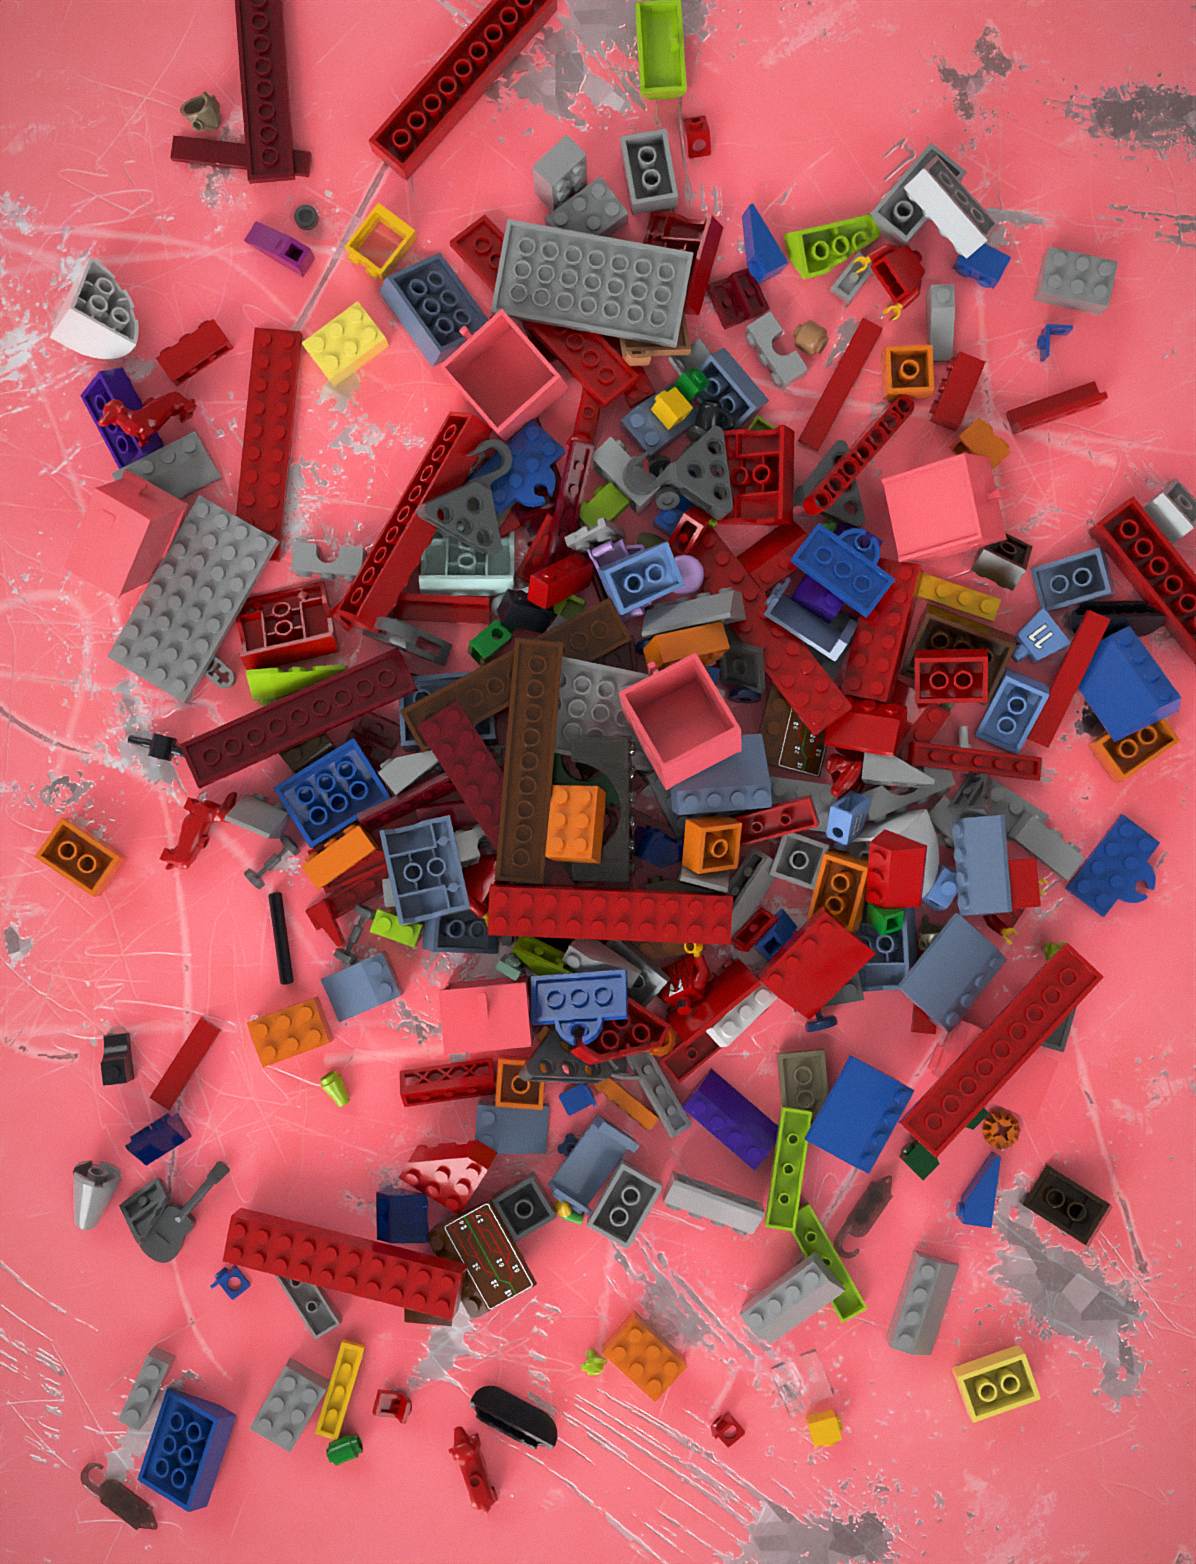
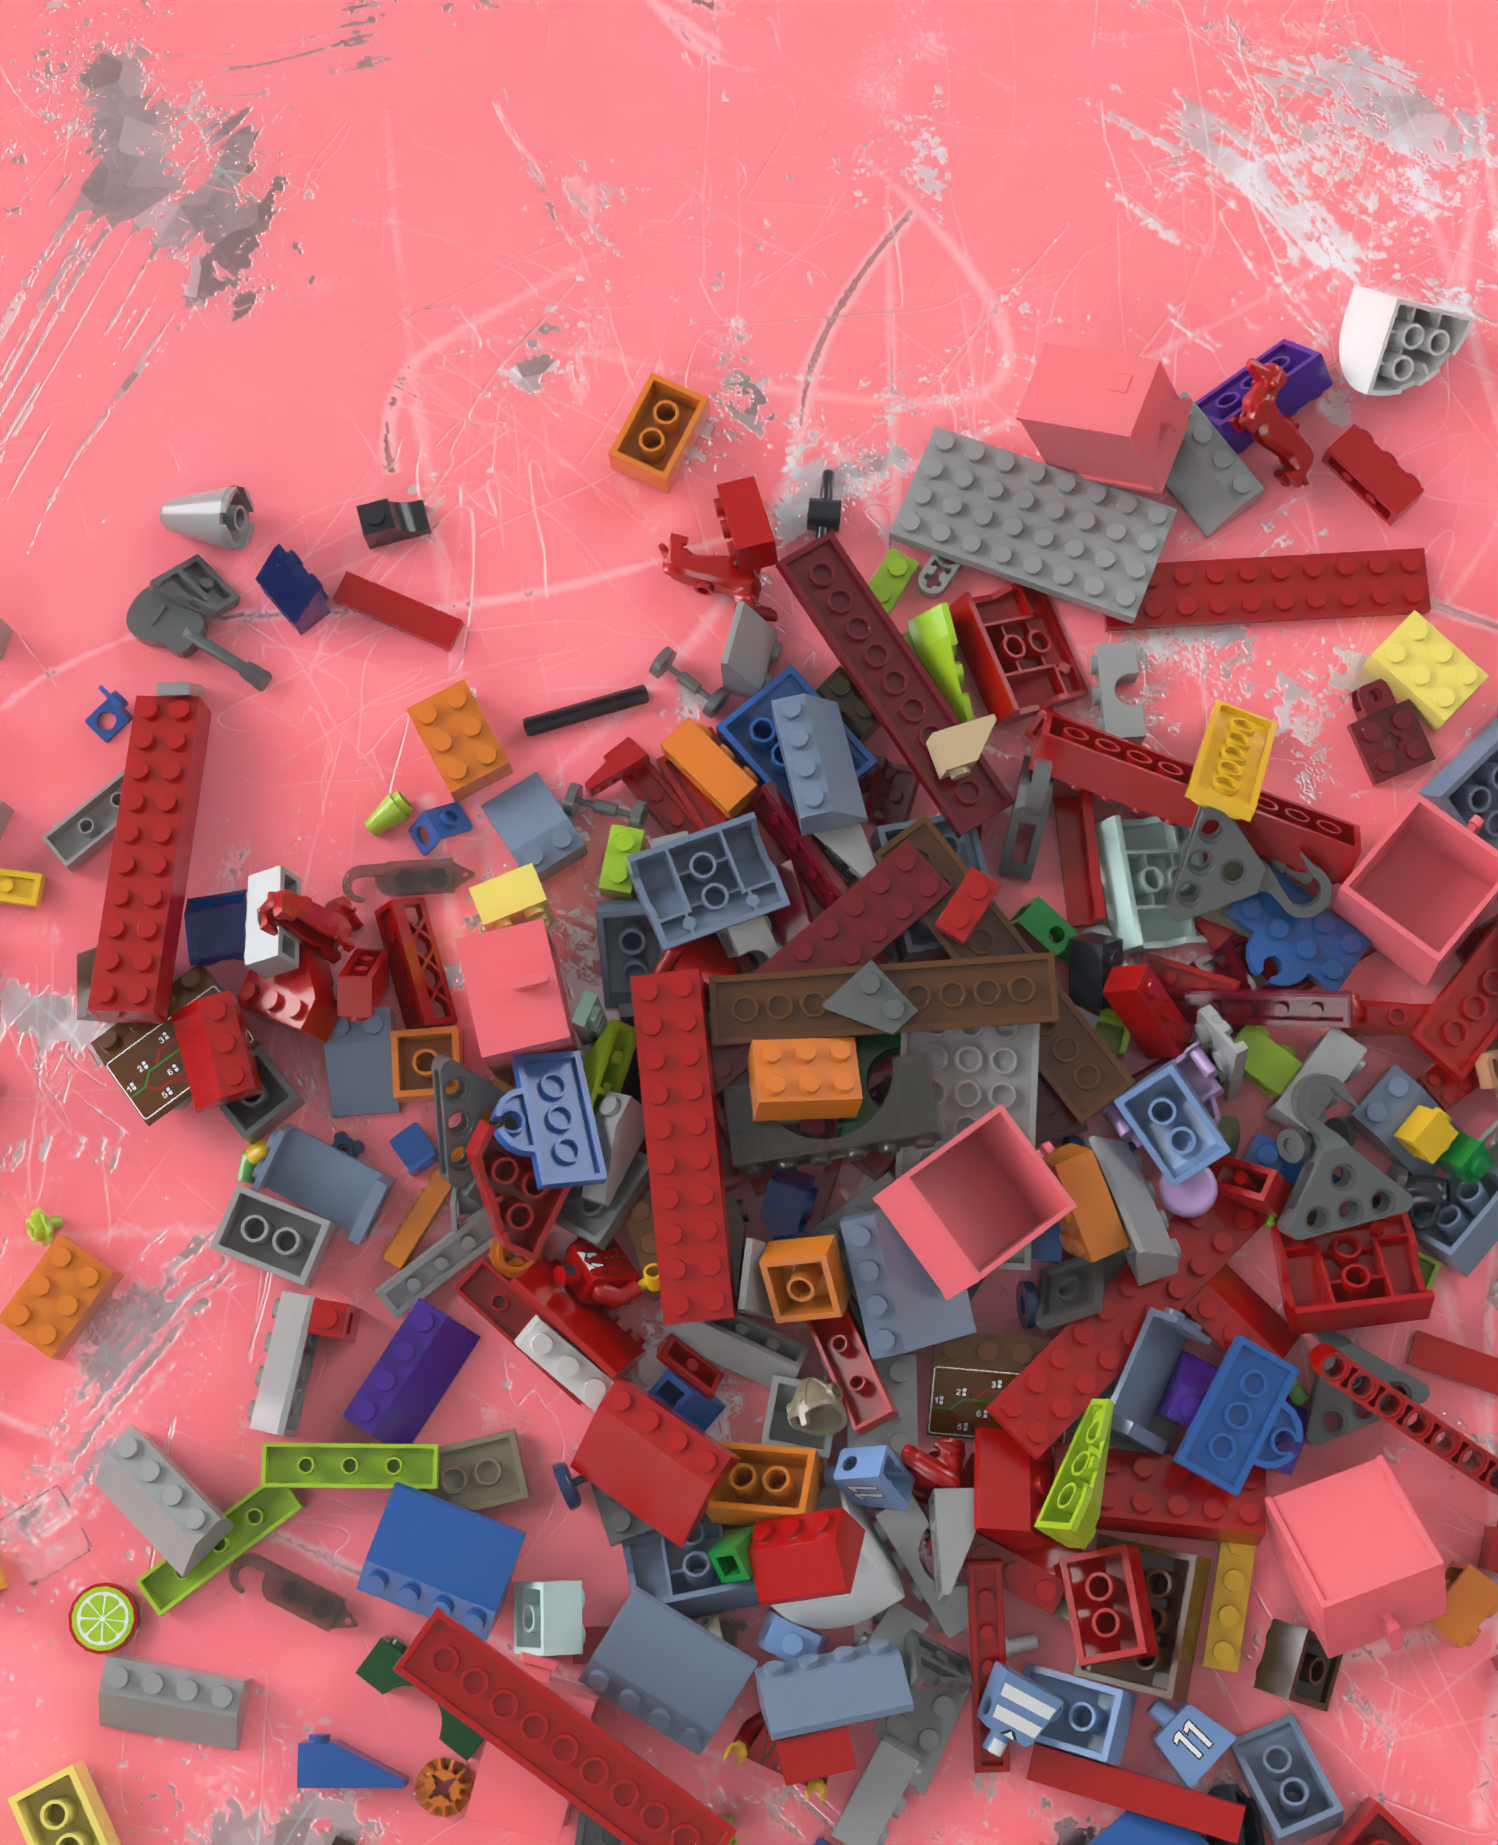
camera: 85 degrees right, 10 degrees down
(162, 804) = (745, 524): none -> red brick
(218, 706) = (893, 578): none -> lime plate
(222, 1228) = (179, 689): none -> light grey tile
(349, 1051) = (441, 824): none -> blue bracket
(350, 780) = (818, 763): none -> sand blue slope
(354, 678) = (959, 747): none -> tan slope
(374, 381) = (1380, 718): none -> dark red plate
(384, 1080) = (409, 877): none -> clear smoke plate
(389, 1182) = (264, 952): none -> arch
(394, 490) = (1232, 761): none -> yellow plate
(412, 1152) = (311, 922): none -> red animal
(418, 1009) = (512, 899): none -> light yellow brick
(459, 1121) = (363, 983): none -> red brick
(472, 691) = (968, 906): none -> red brick
(493, 1230) = (216, 1051): none -> red slope
(530, 769) = (872, 1001): none -> dark grey wing
(689, 1168) = (334, 1320): none -> red brick
(797, 848) = (817, 1408): none -> dark tan helmet
(862, 1345) = (104, 1618): none -> tile
(878, 684) = (1078, 1488): none -> lime wedge
(905, 1046) = (548, 1617): none -> light aqua slope
(1006, 748) = (1015, 1708): none -> medium blue torso

